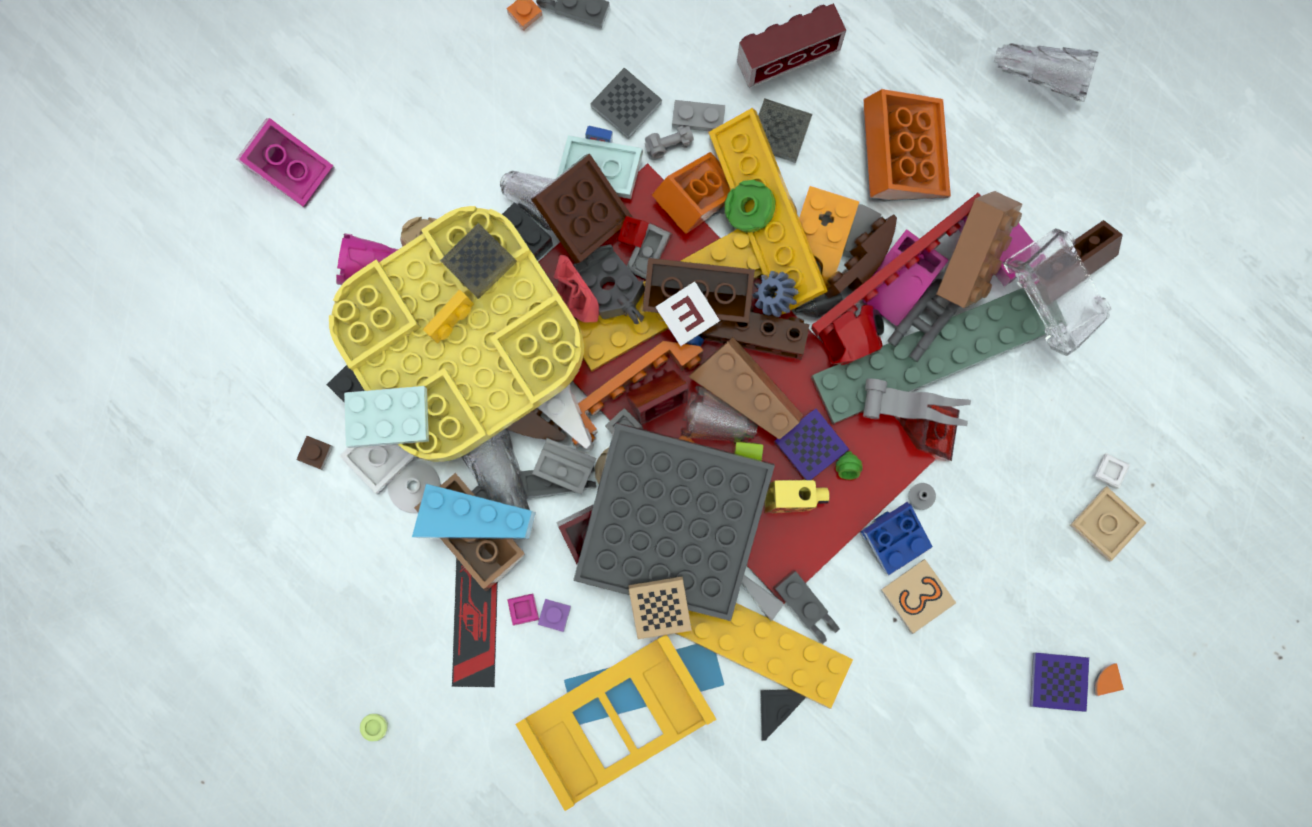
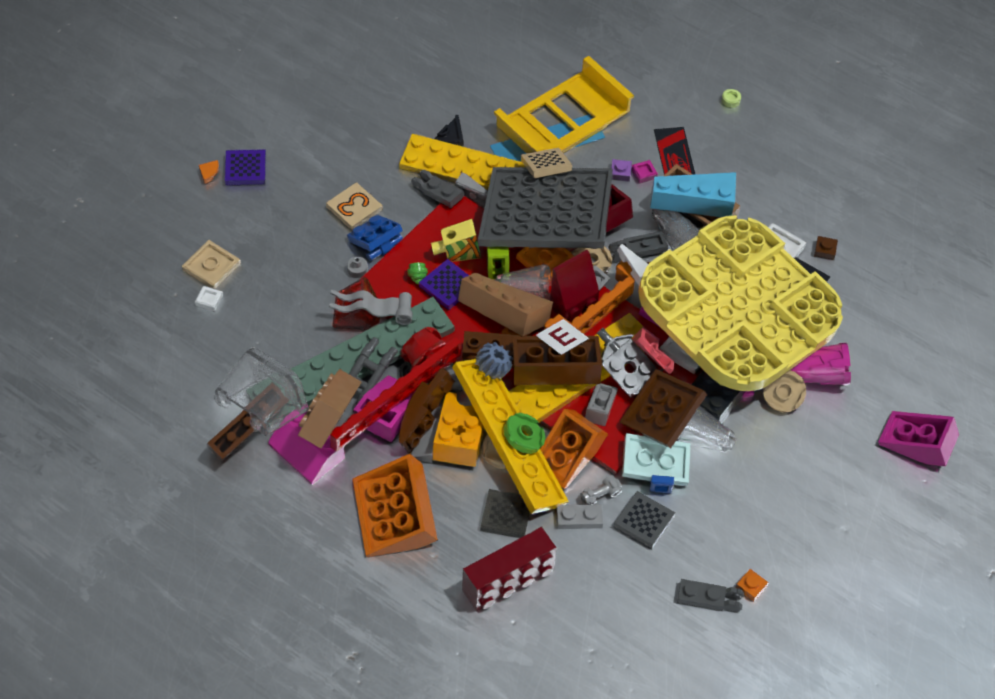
camera: 170 degrees right, 25 degrees down
(386, 417) = (776, 237): light aqua plate -> none
(443, 322) = (752, 296): yellow plate -> none
(478, 261) = (736, 338): clear smoke tile -> none
(564, 466) = (639, 243): light grey plate -> none
(633, 231) = (617, 404): red plate -> none
(1061, 70) = (269, 581): clear cone -> none

